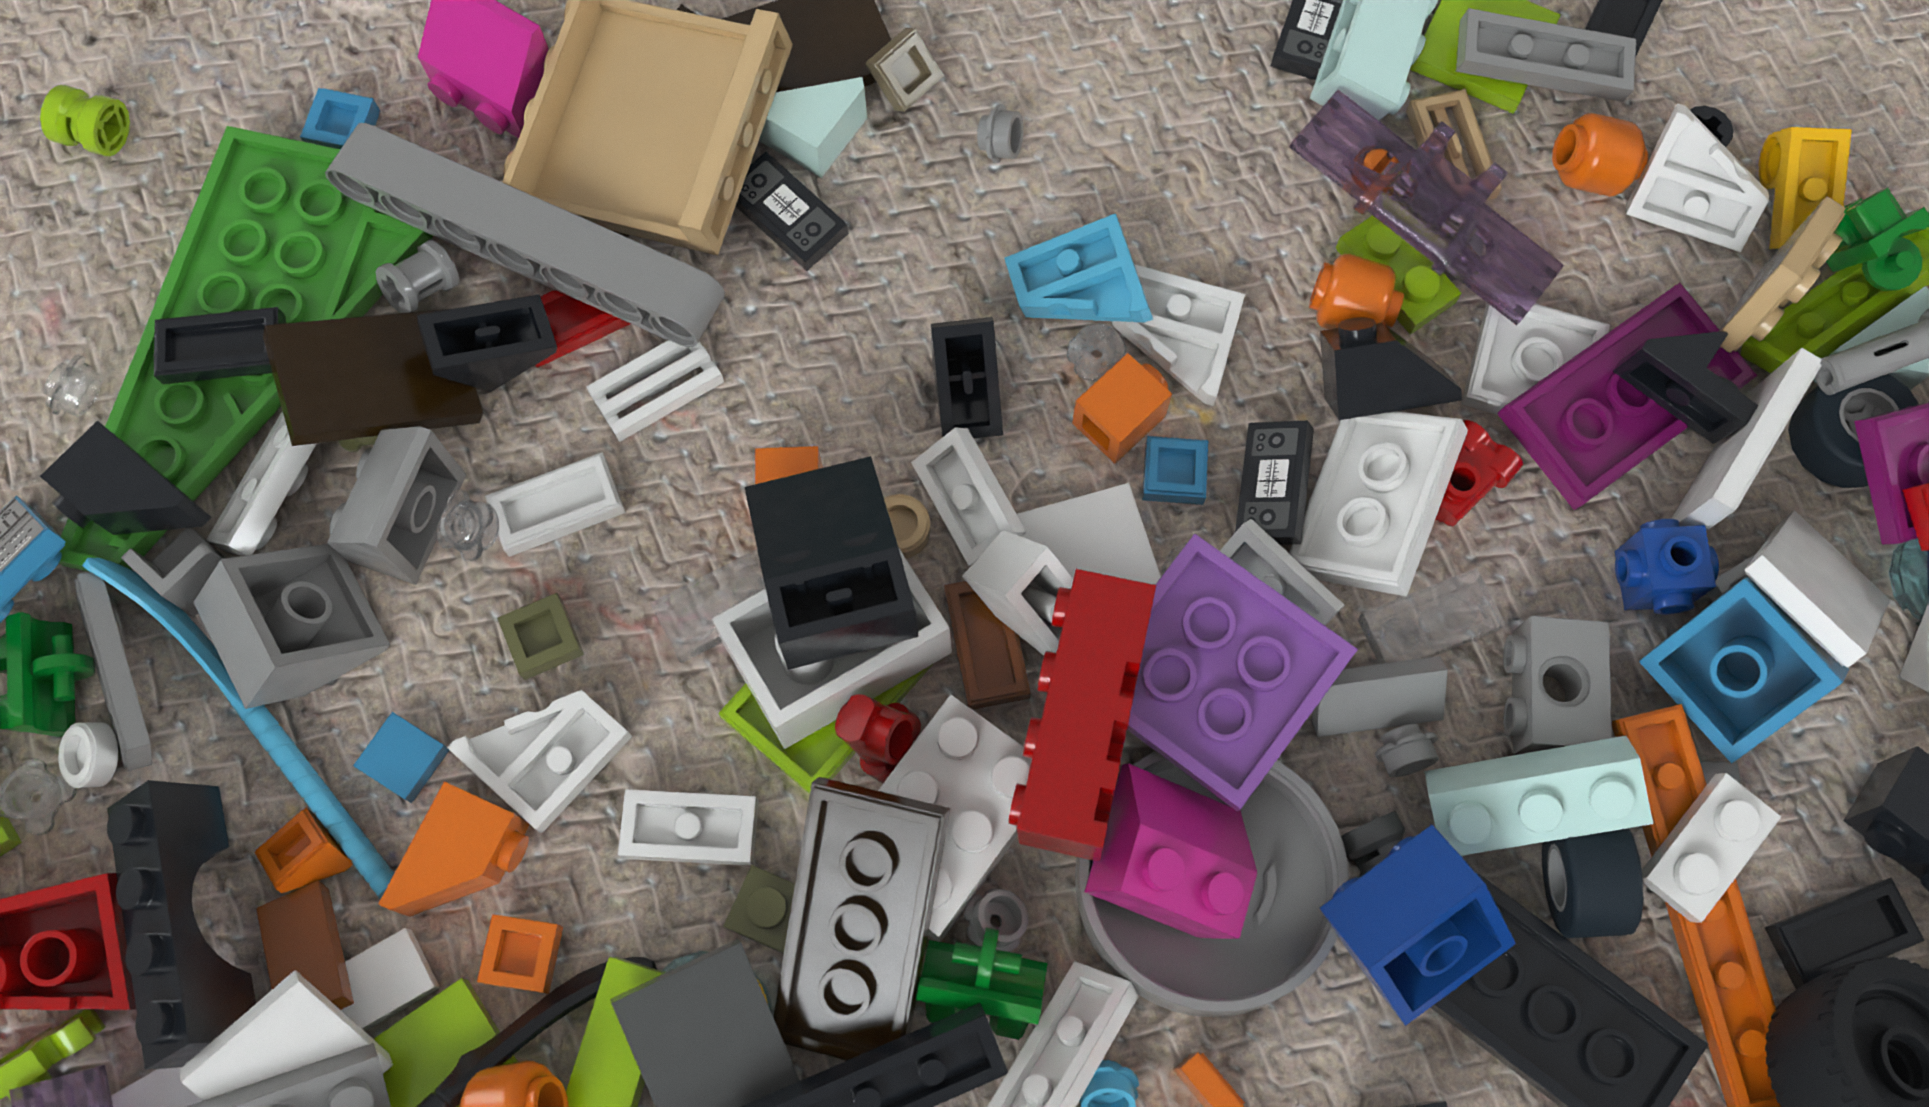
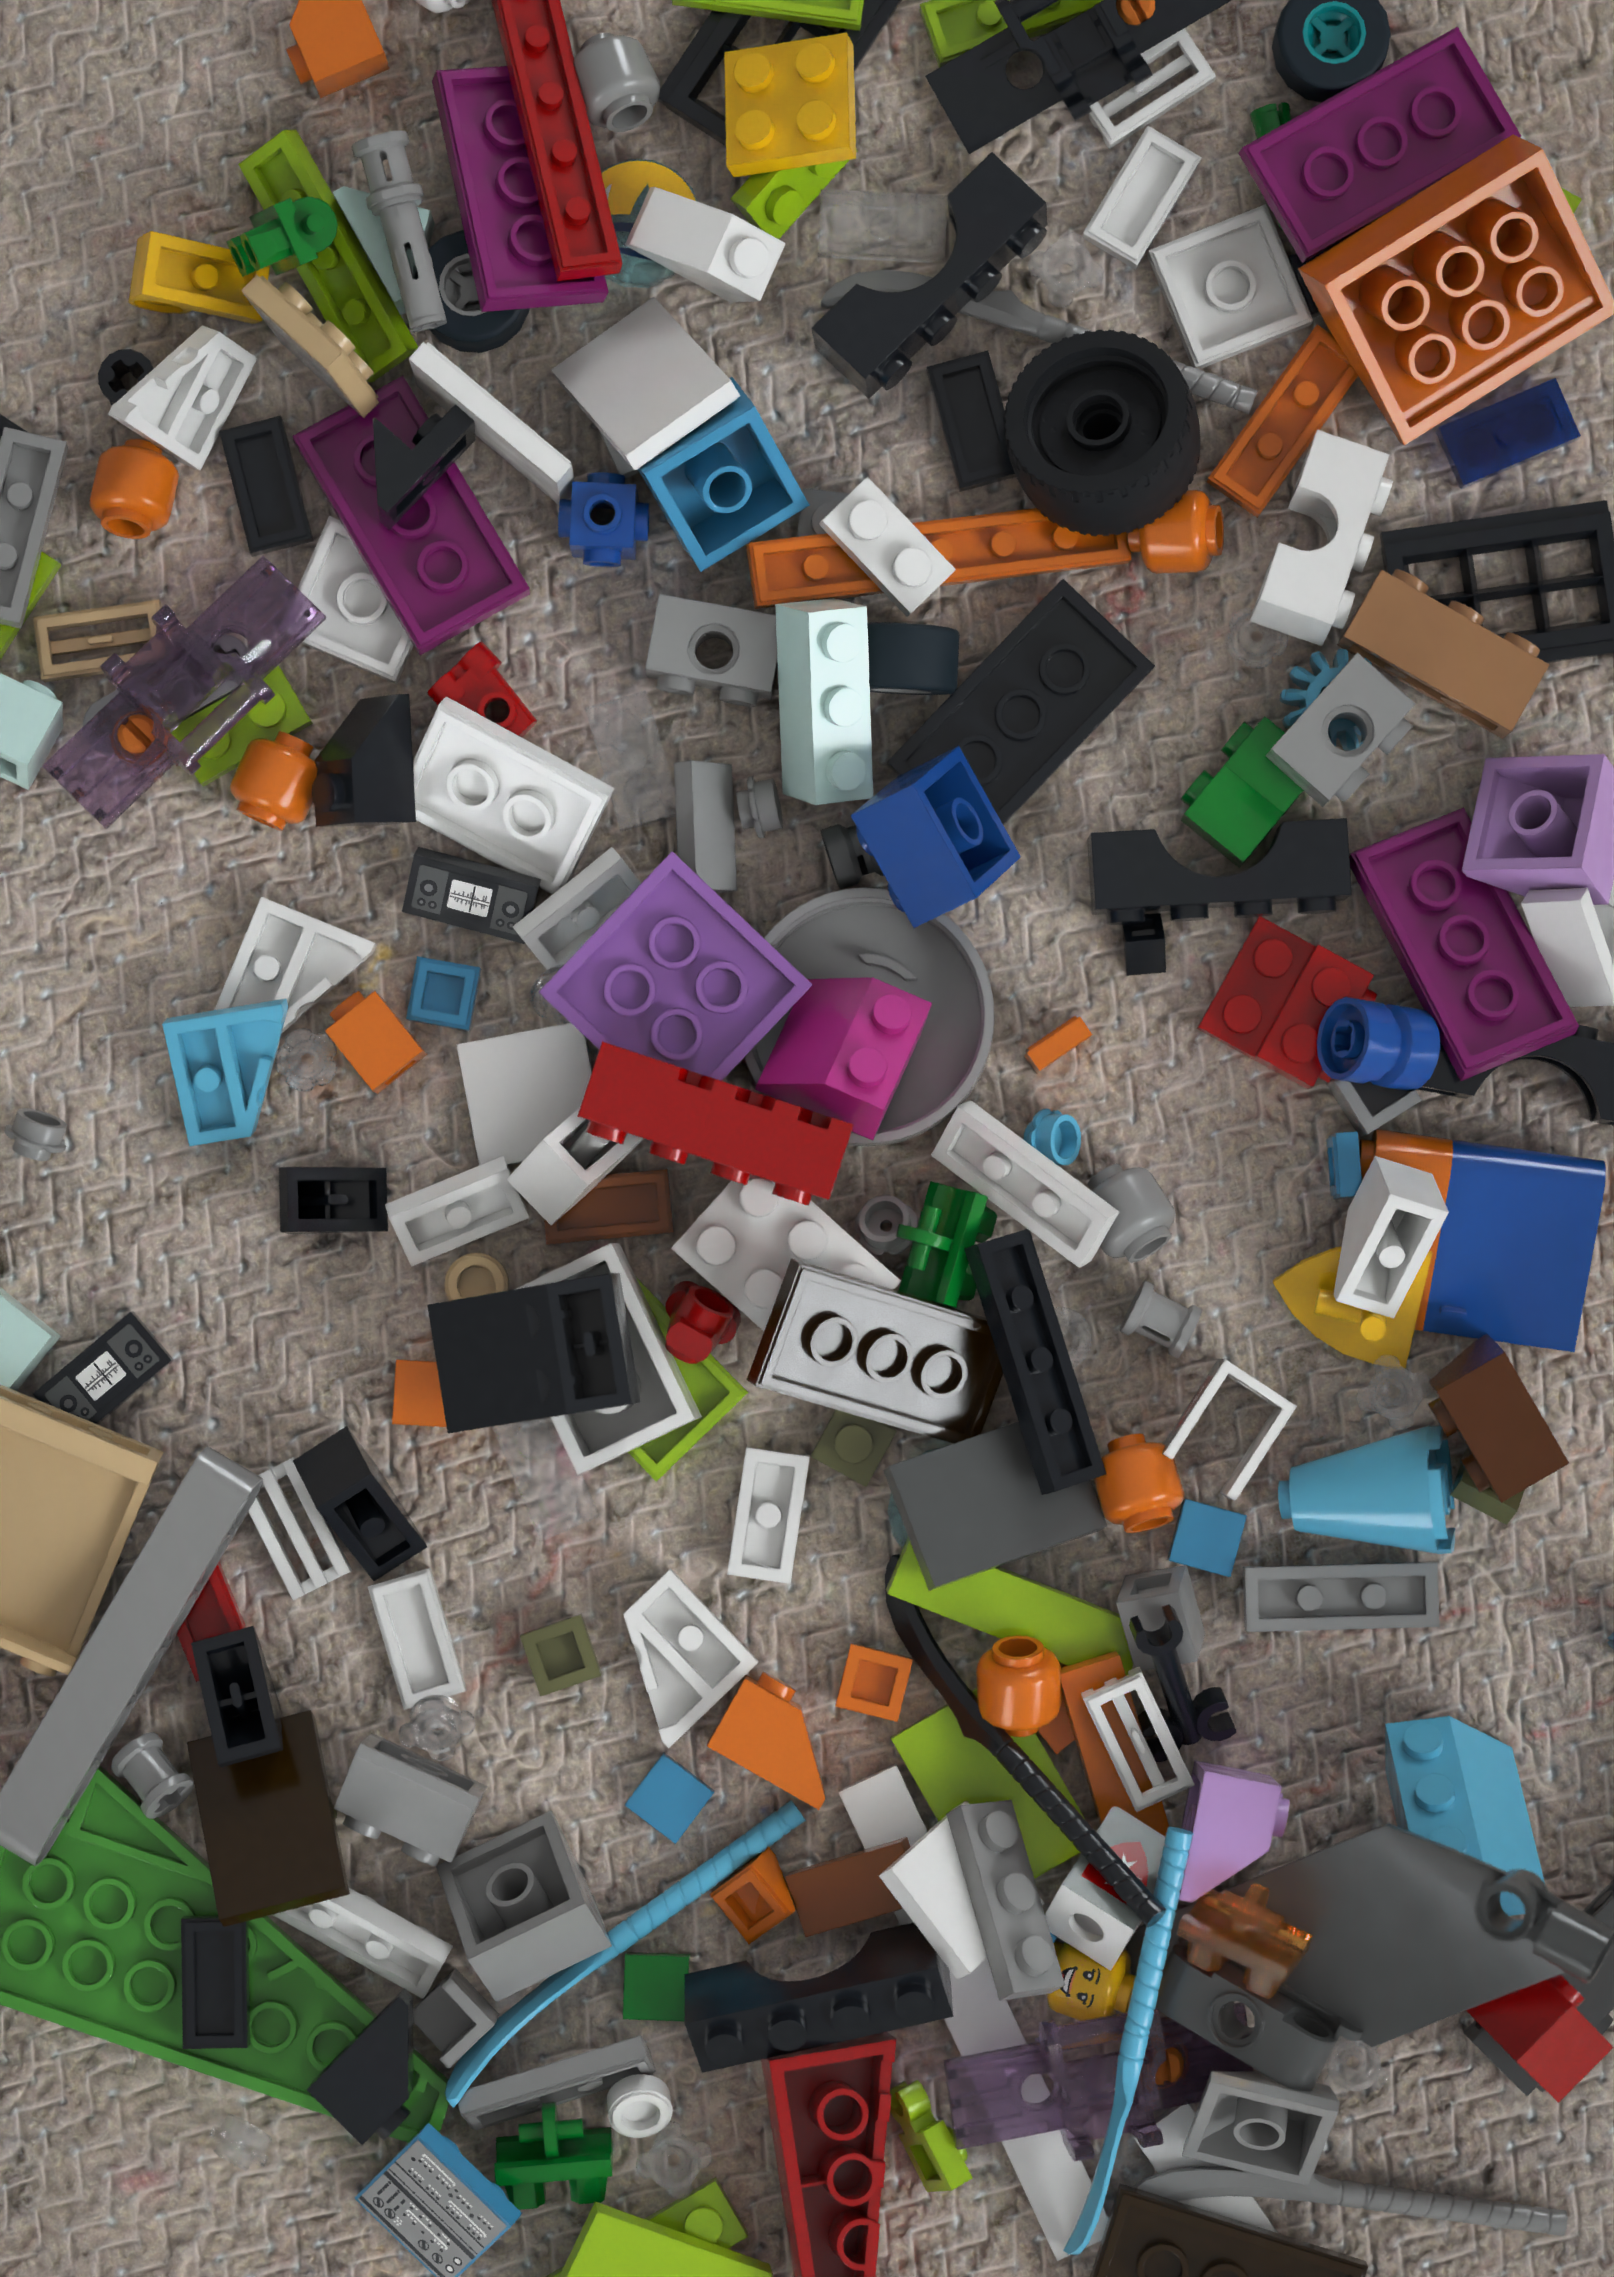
camera: 85 degrees left, 15 degrees up
(214, 758) = (654, 1986): none -> green tile
(679, 433) = (359, 1503): none -> black slope
(1624, 271) = (266, 486): none -> black tile

